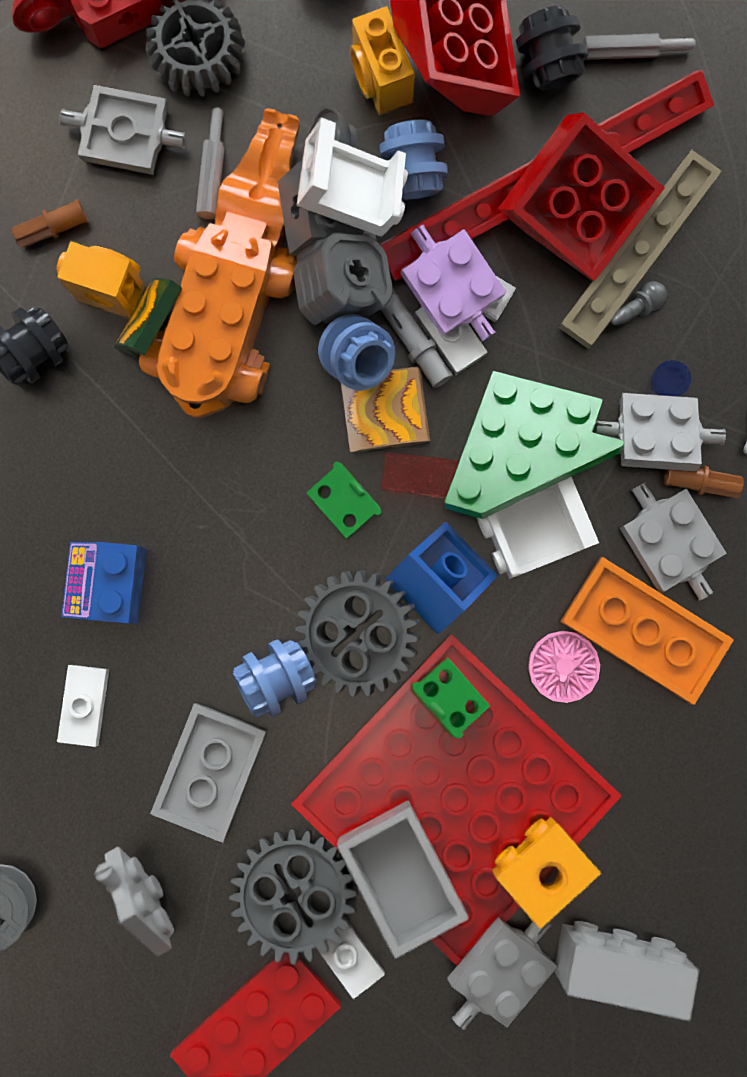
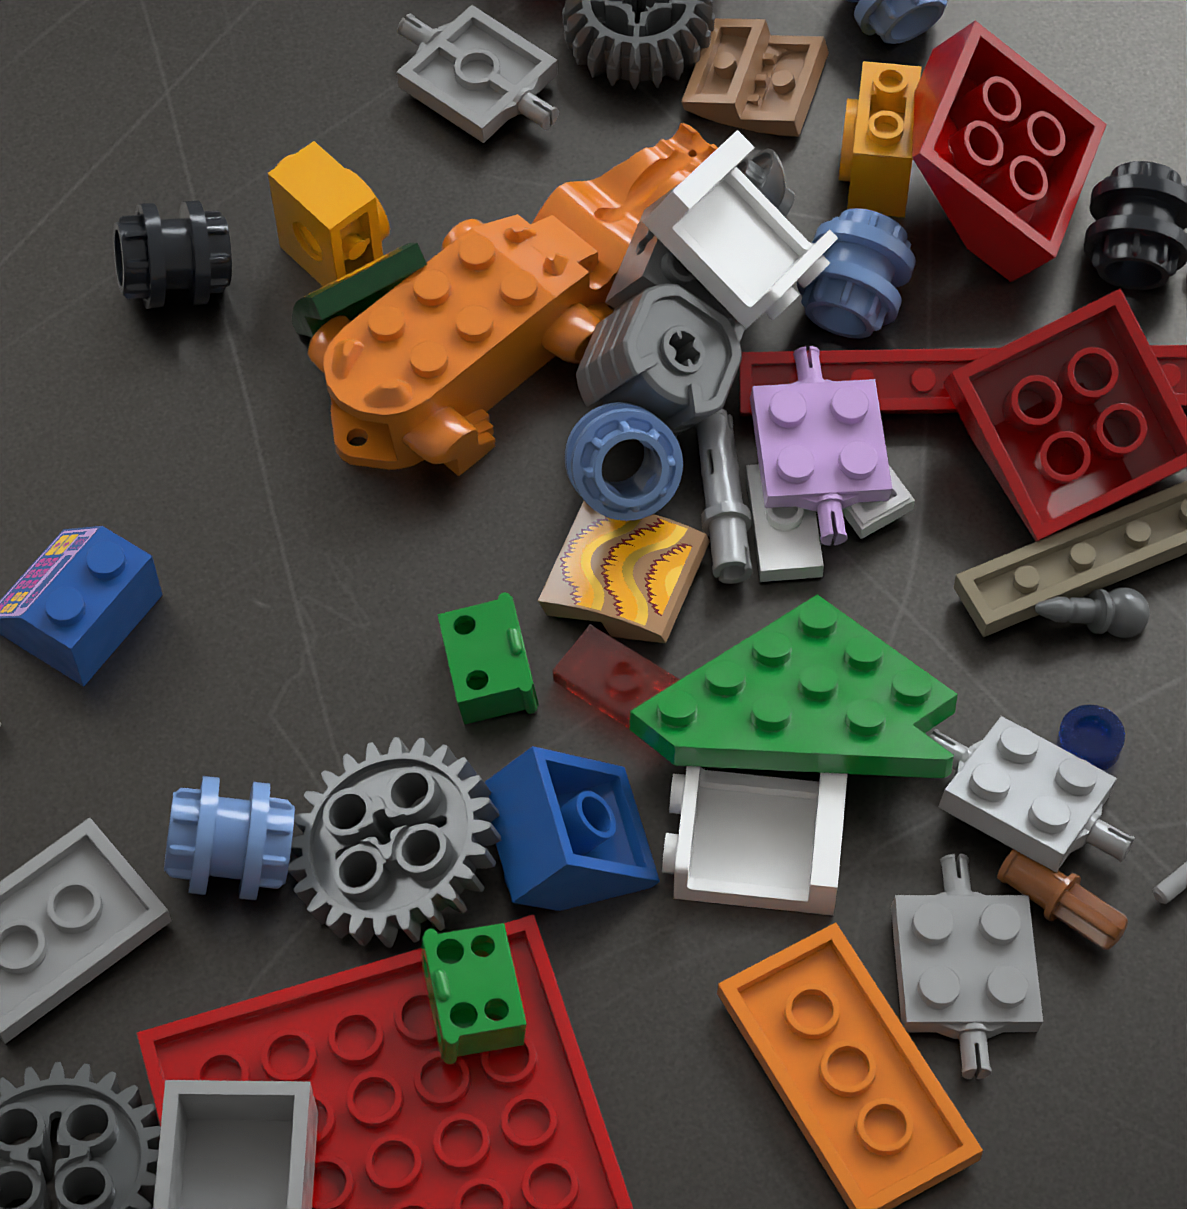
camera: 30 degrees right, 25 degrees down
(49, 224) = (292, 135): dark orange axle -> none
(211, 169) = (570, 164): light grey axle -> none
(282, 50) = (756, 77): none -> medium nougat slope
(564, 666) = (685, 1062): bright pink wheel -> none

